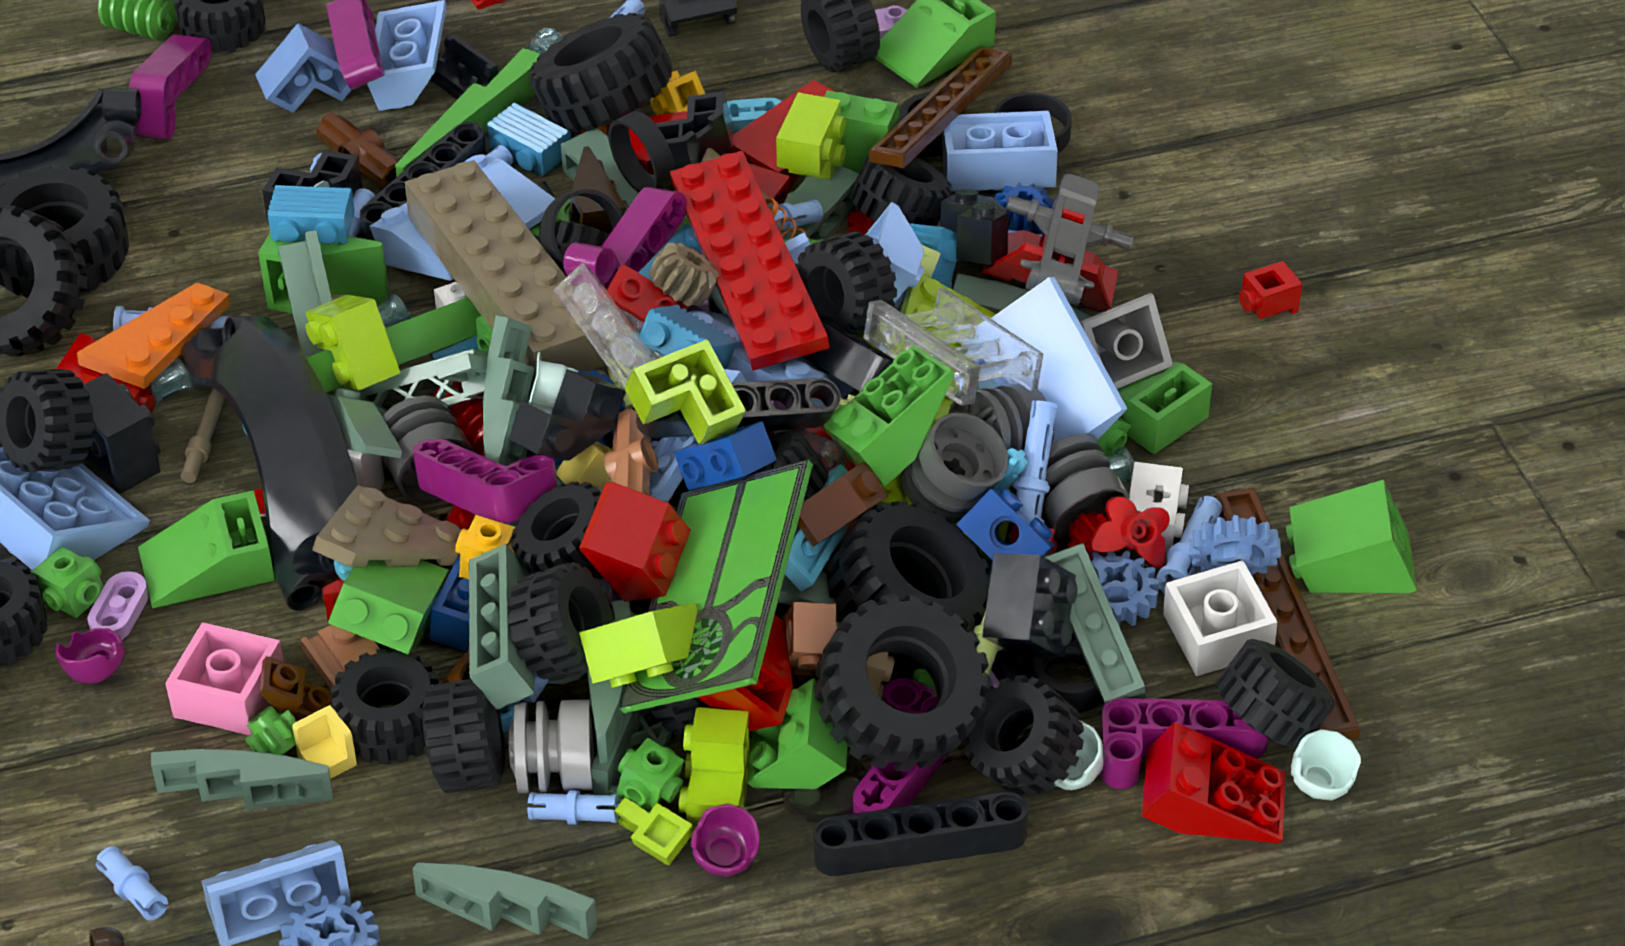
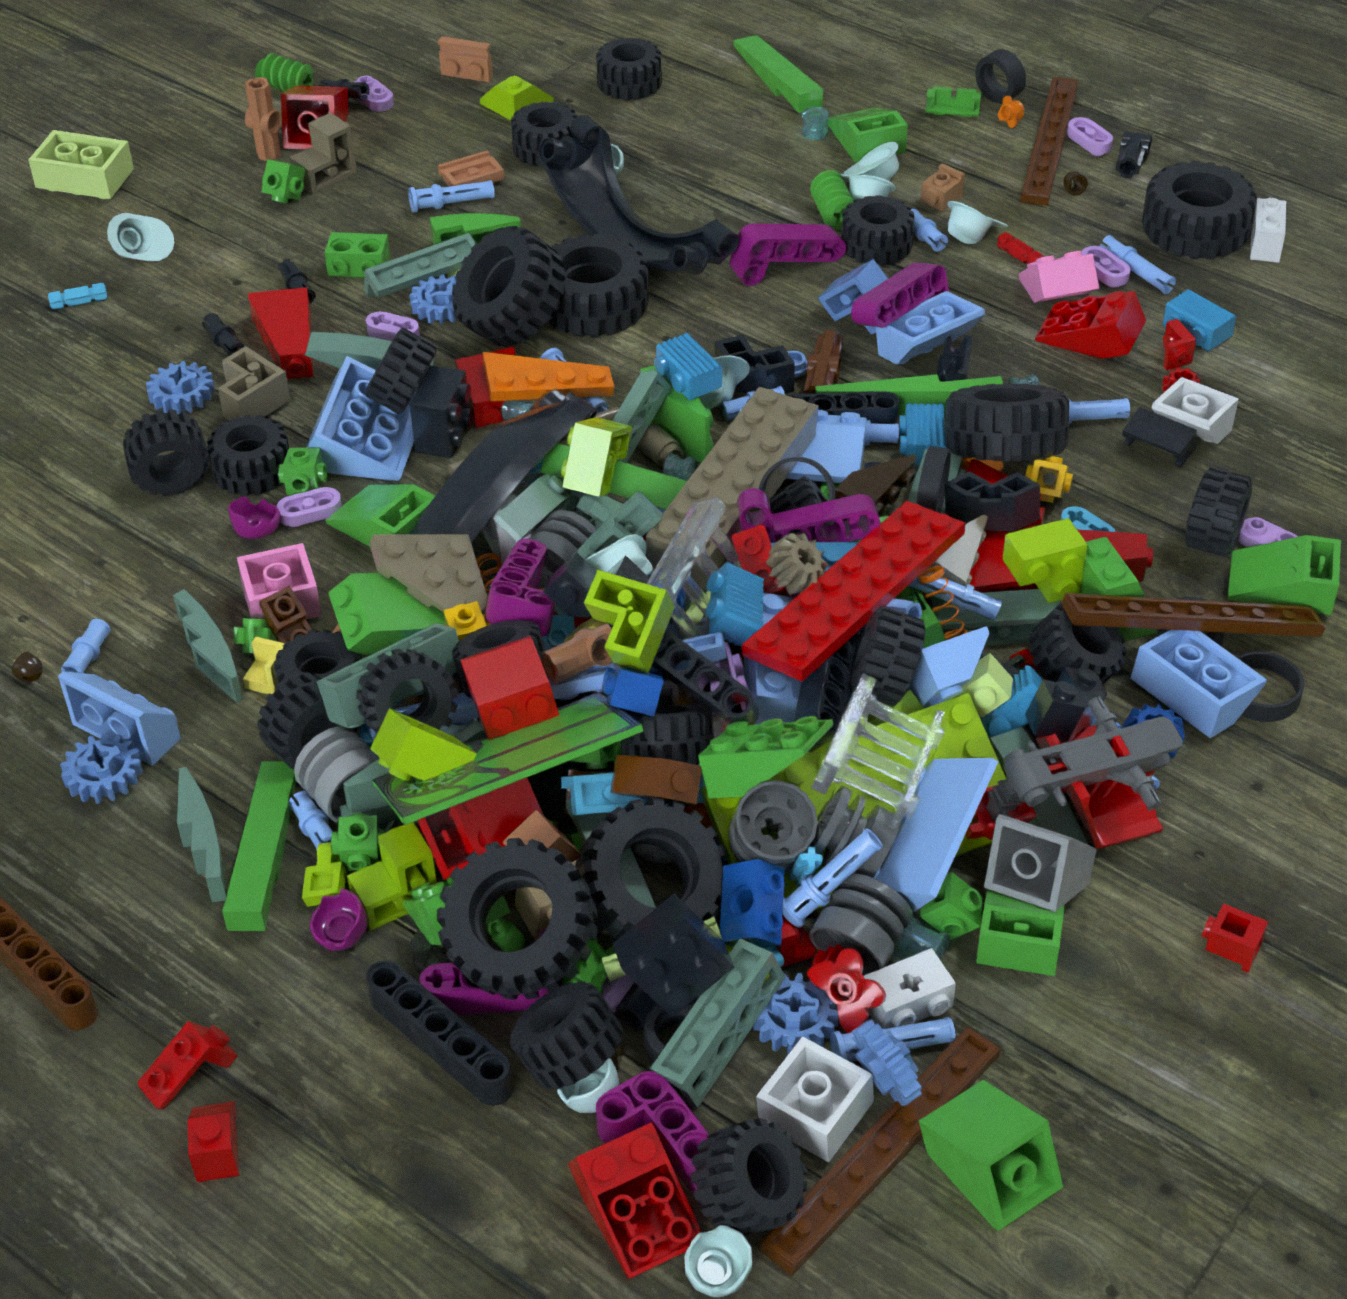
camera: 55 degrees right, 0 degrees up
(566, 859) = (260, 849): none -> bright green slope

